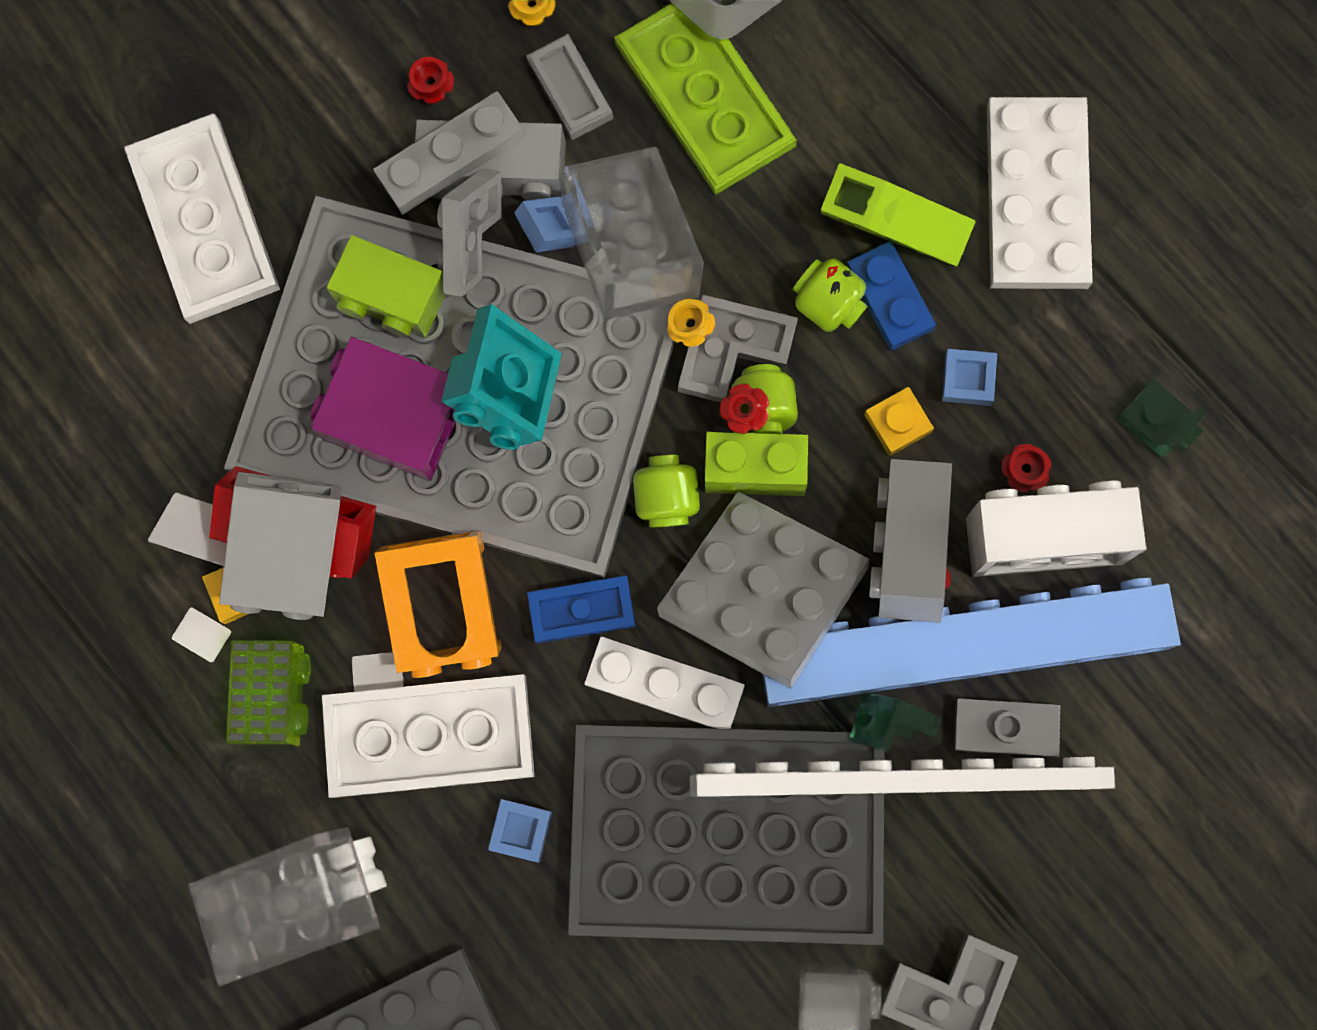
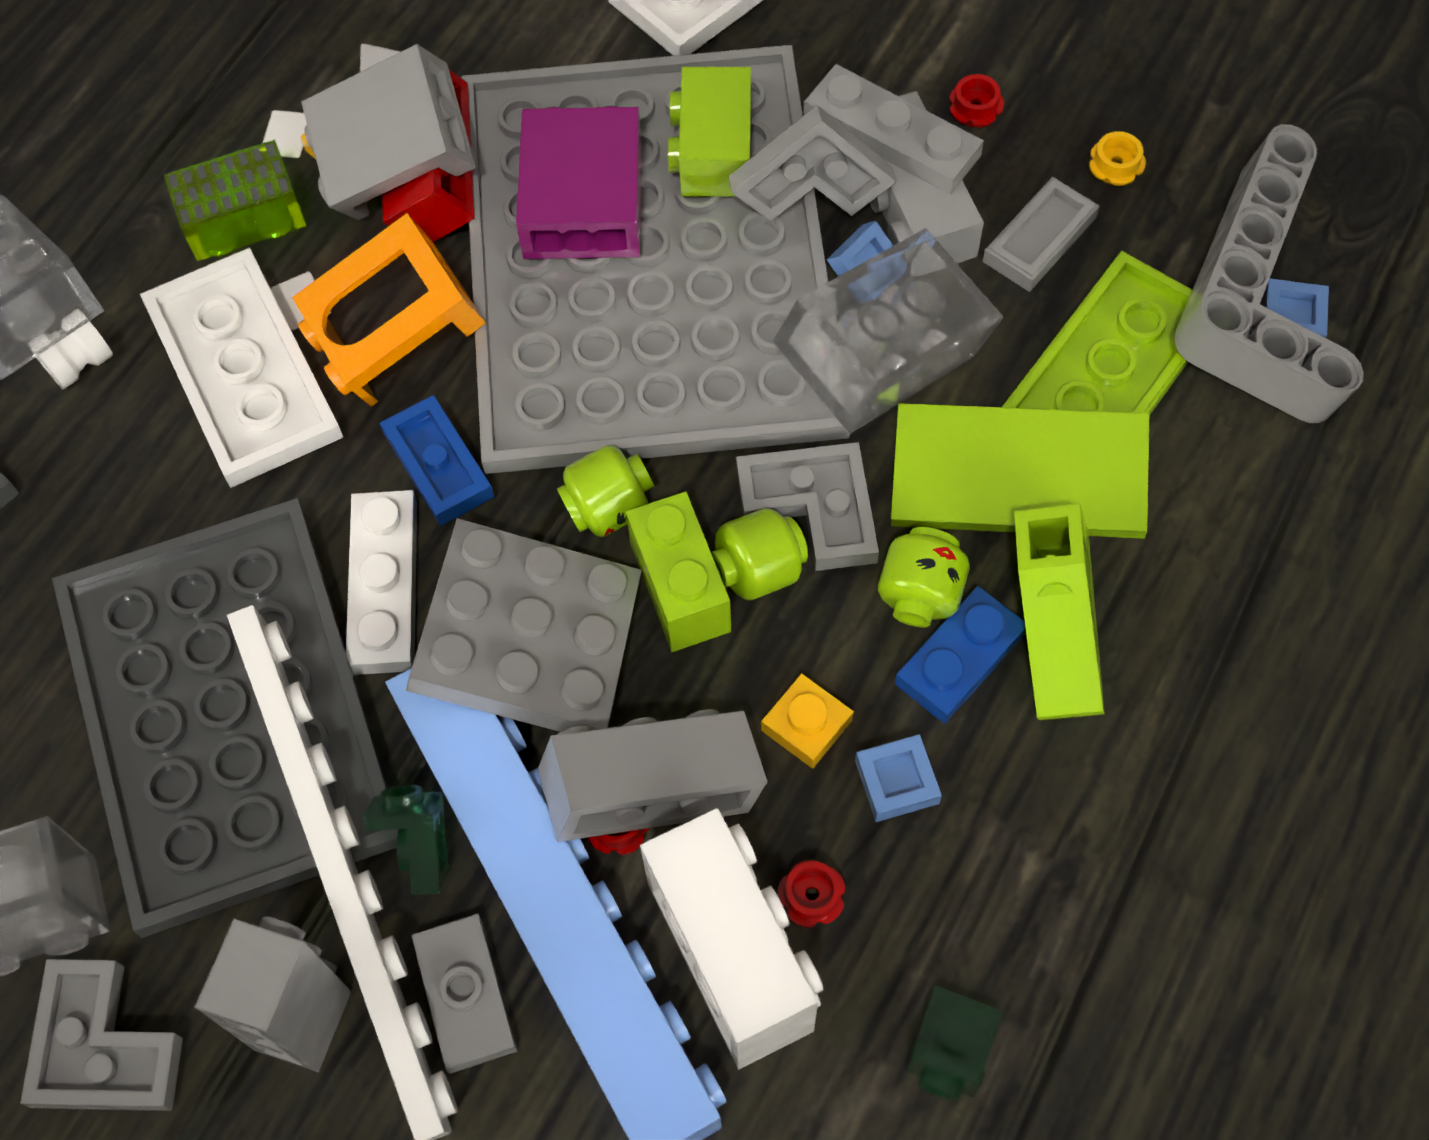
camera: 60 degrees right, 15 degrees down
(503, 380) = (652, 259): teal plate -> none
(520, 831) = (161, 491): medium blue plate -> none
(690, 310) = (814, 432): yellow plate -> none
(754, 418) = (734, 530): red plate -> none
(772, 191) = (986, 462): none -> lime tile
(993, 846) = (275, 992): none -> light grey brick
(1039, 193) = (1182, 780): white plate -> none

